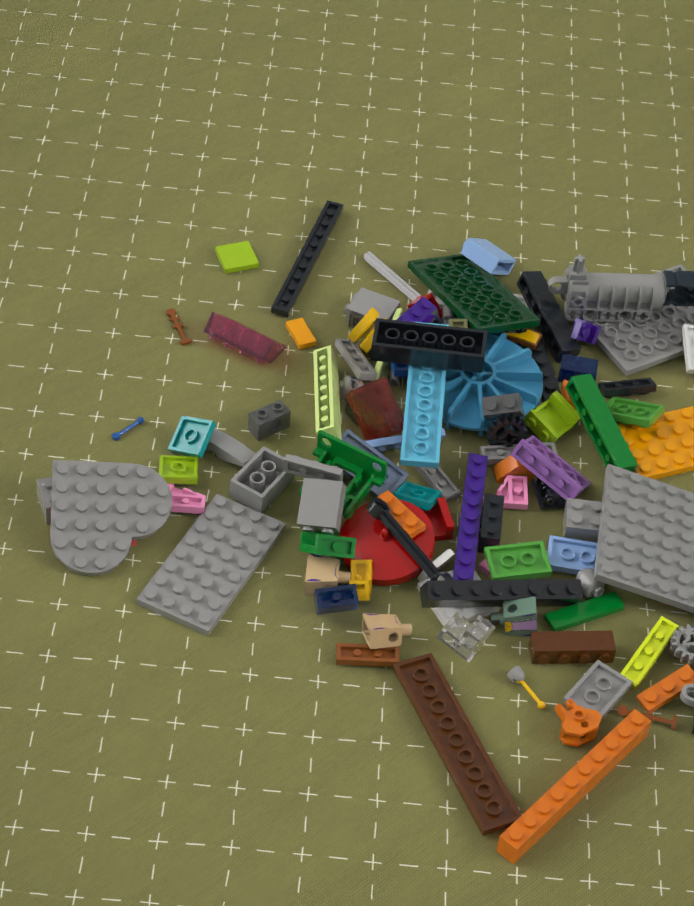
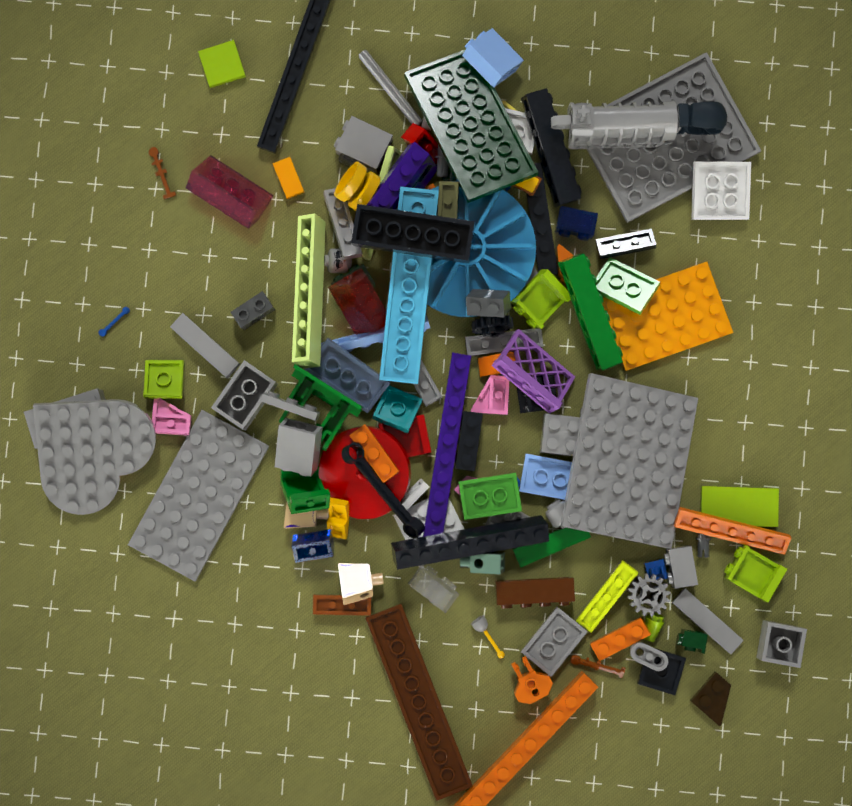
camera: 10 degrees right, 40 degrees up
(192, 436) = (174, 342): teal plate -> none
(585, 330) = (589, 171): dark purple brick -> none

